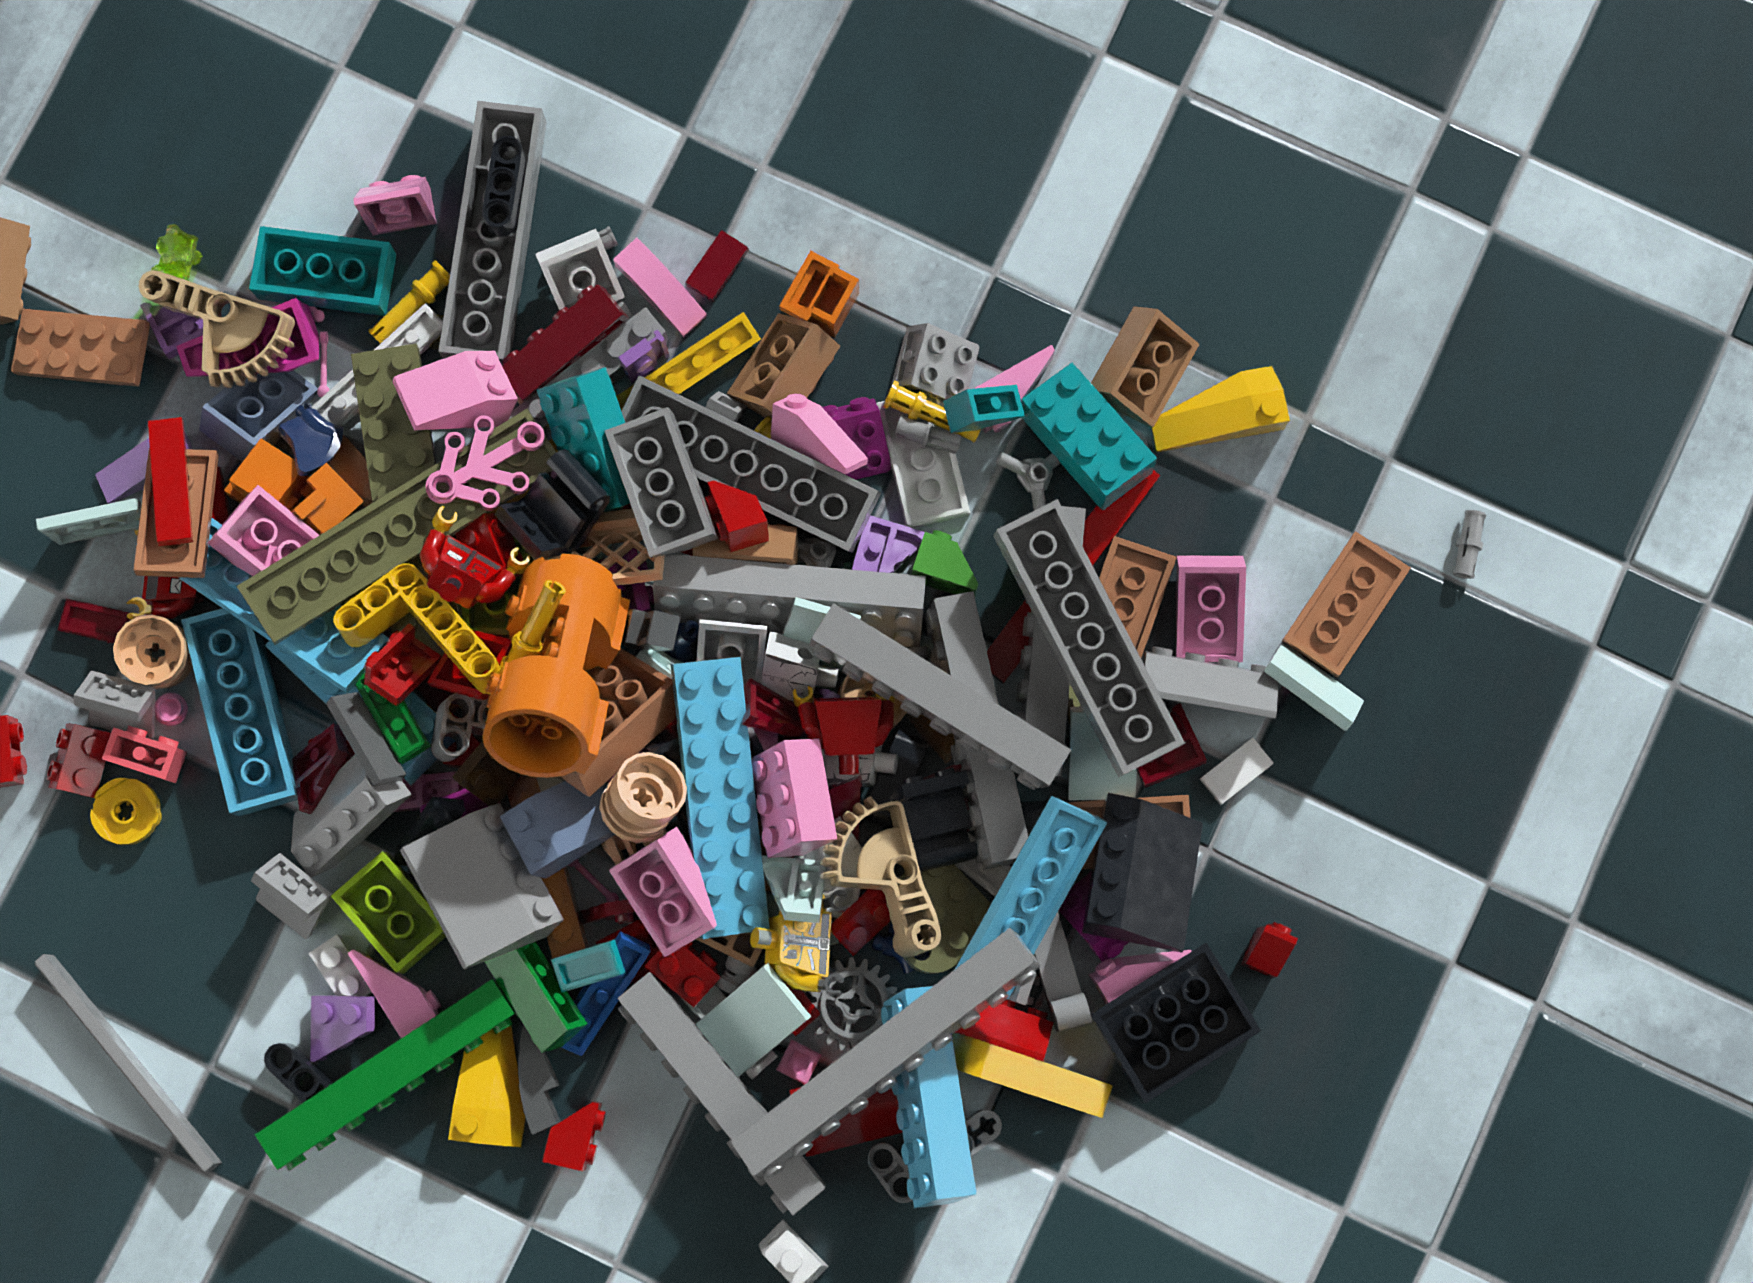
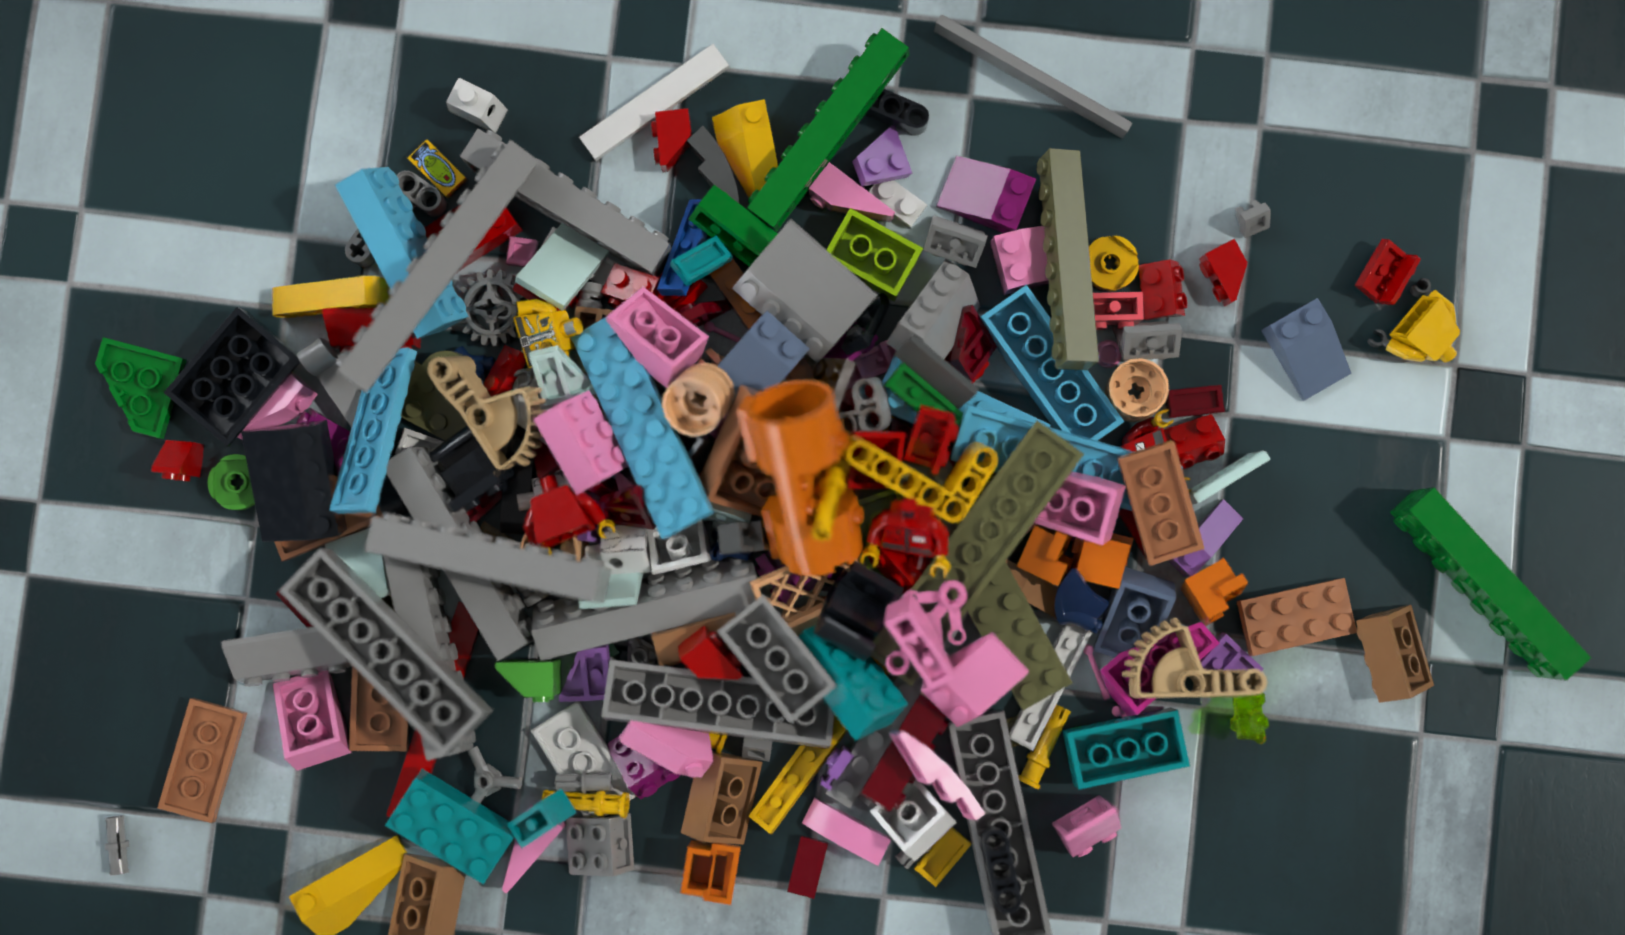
camera: 160 degrees right, 5 degrees up
(109, 576) = (1197, 440): none -> red bracket
(165, 399) = (1212, 589): none -> orange plate
(170, 481) = (1175, 525): red tile -> none
(170, 827) = (1067, 260): none -> olive brick
(207, 847) = (1020, 258): none -> bright pink slope
(235, 941) = (986, 194): none -> slope
(496, 448) = (918, 640): none -> bright pink slope
(537, 310) = (930, 769): none -> bright pink slope
(566, 225) = (942, 856): none -> yellow tile
(581, 1189) = (659, 97): none -> white tile
(864, 1198) = (437, 168): none -> tile
(1229, 894) = (220, 483): none -> bright green plate
(1236, 771) = (251, 594): white tile -> none
(1290, 1058) = (138, 382): none -> green plate
(1314, 686) = (204, 681): light aqua tile -> none

